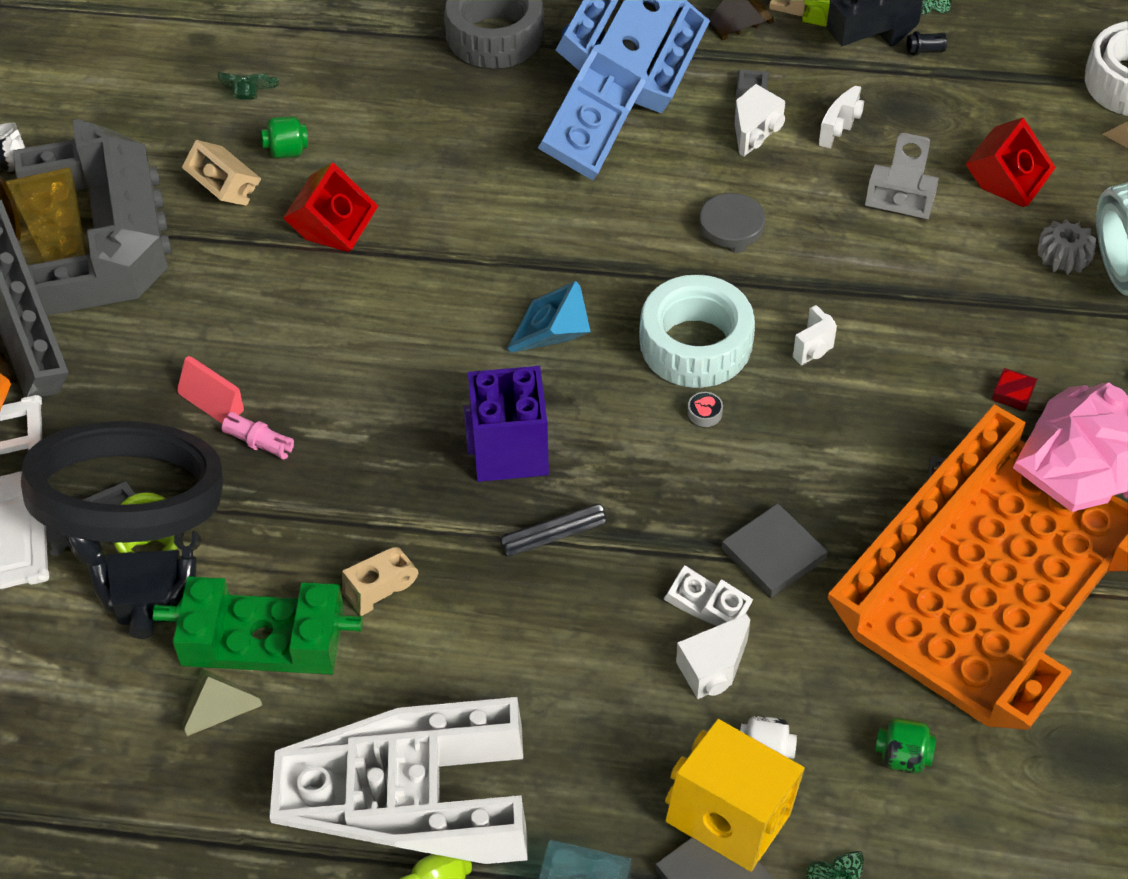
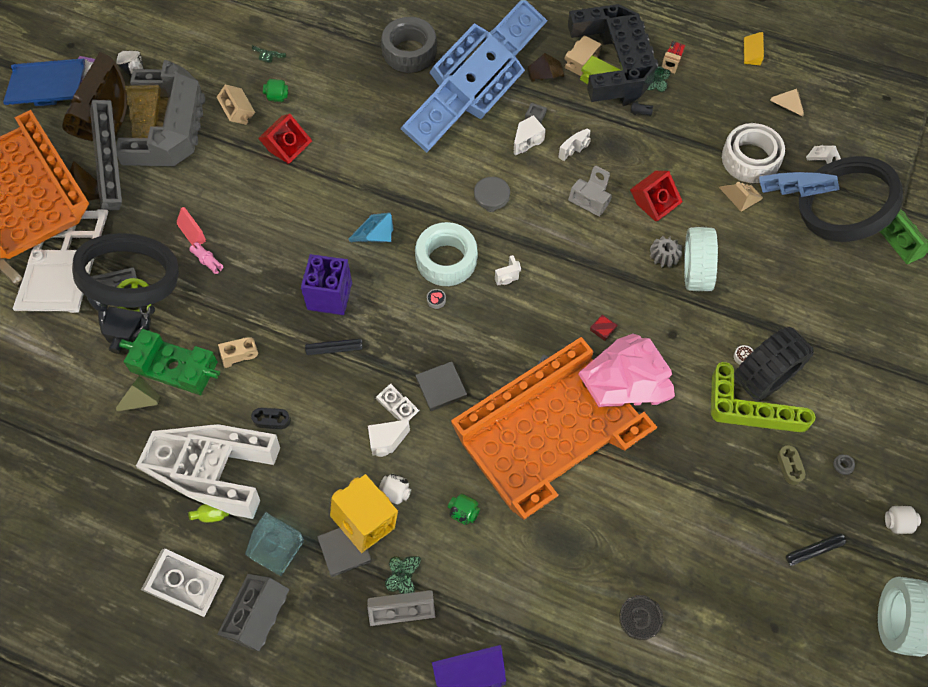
camera: 15 degrees right, 10 degrees up
(484, 679) = (271, 416): none -> black beam

